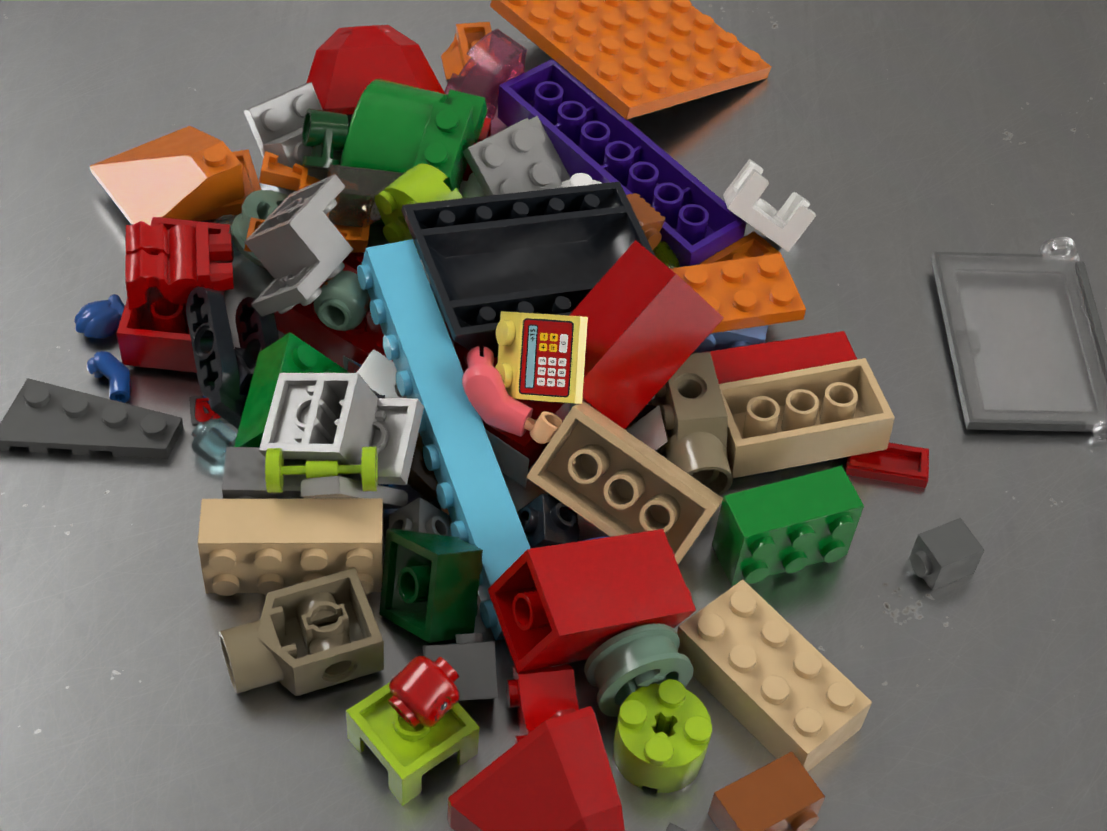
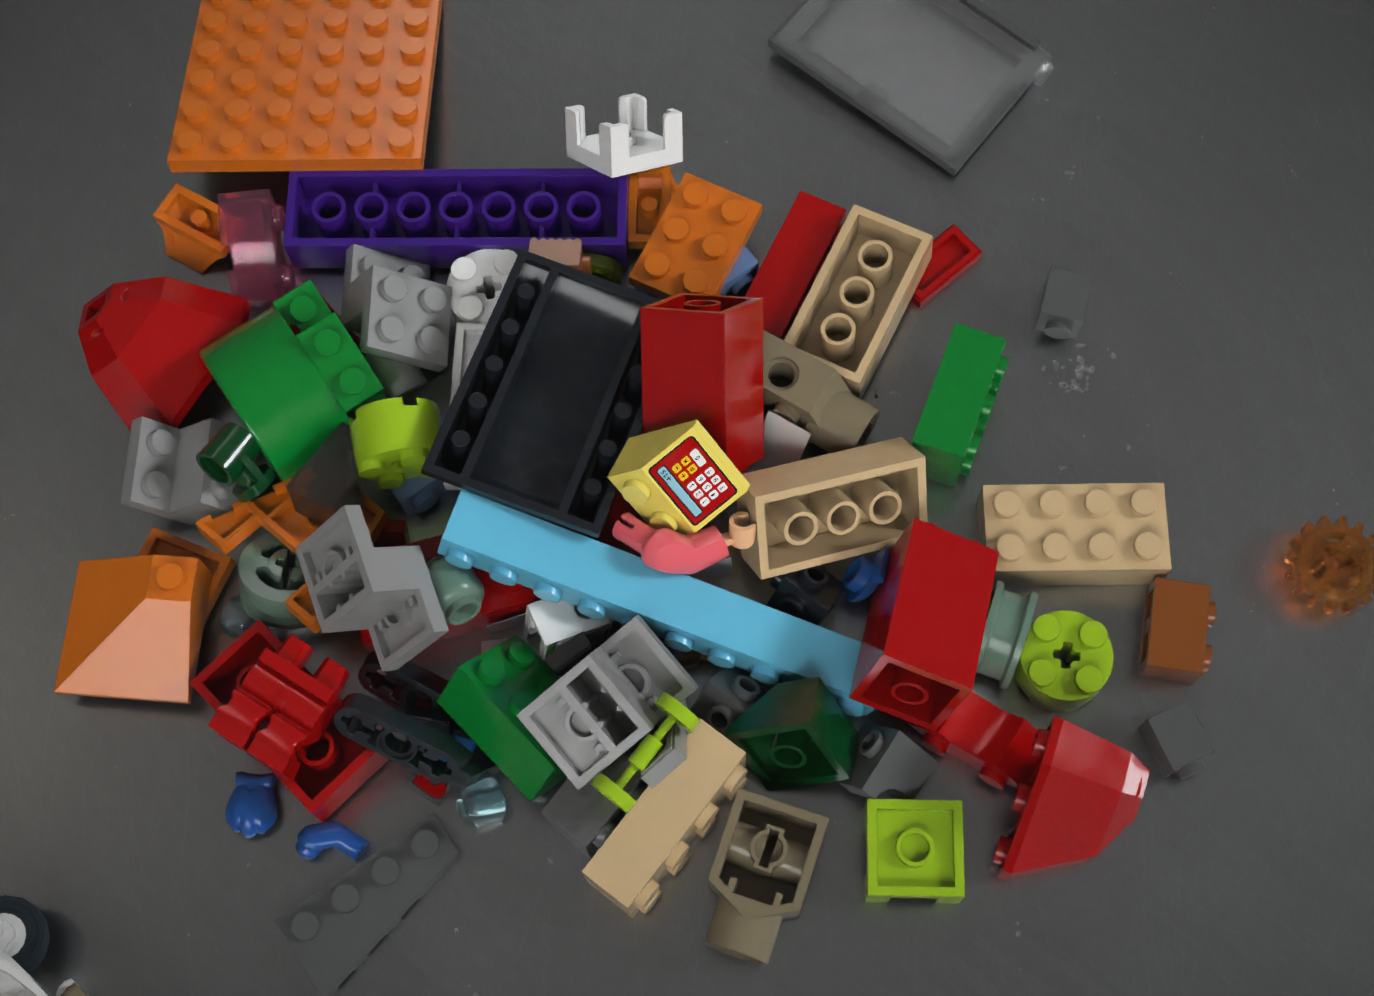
camera: 40 degrees left, 20 degrees up
(424, 691) = (911, 824): red head -> none

